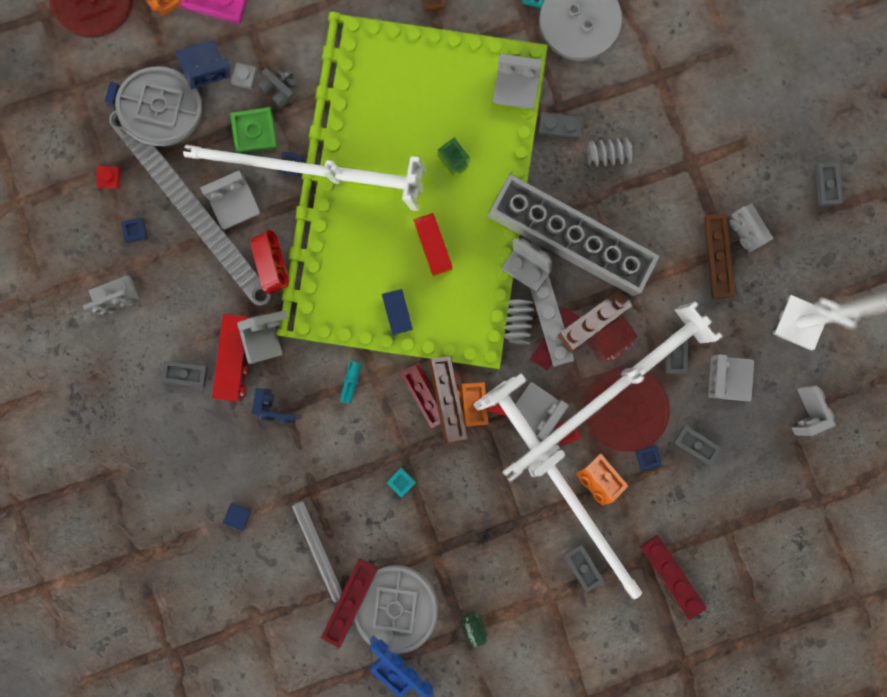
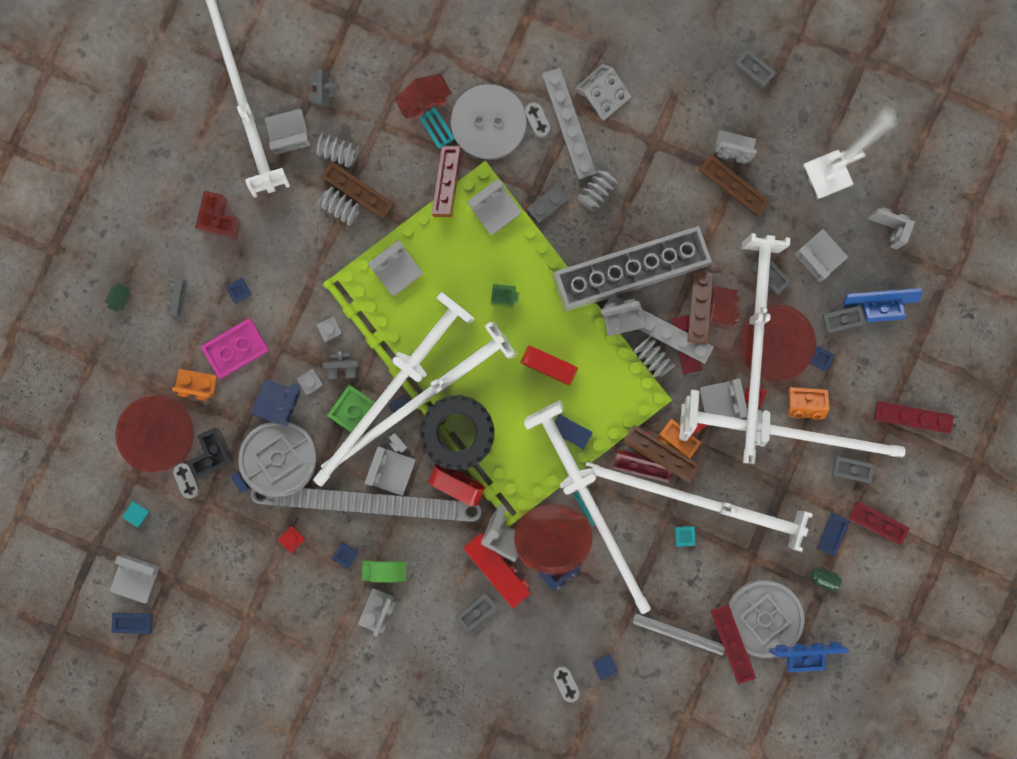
camera: 50 degrees left, 0 degrees up
(16, 41) = (135, 514): none -> teal tile
(78, 55) = (182, 483): none -> light grey beam
(115, 55) = (215, 455): none -> black brick
(148, 271) = (384, 571): none -> bright green brick
(189, 497) = (562, 686): none -> light grey beam
(259, 186) = (397, 444): none -> light grey plate
(296, 377) = (553, 539): none -> clear red plate
(297, 196) = (438, 413): none -> black tyre
(299, 52) = (329, 329): none -> light grey plate
(325, 136) = (410, 367): none -> white piece
(361, 353) = (577, 481): none -> white piece
(394, 51) = (395, 268): none -> light grey bracket
(490, 567) = (796, 529): none -> white piece
(501, 28) = (446, 181): none -> plate
(516, 601) = (833, 534): none -> dark blue tile
(560, 629) = (879, 523): none -> dark red plate
(623, 57) = (540, 118): none -> light grey beam
(640, 82) = (569, 124): none -> light grey plate
(693, 85) = (604, 91): none -> light grey bracket
(741, 466) = (883, 304): none -> blue bracket

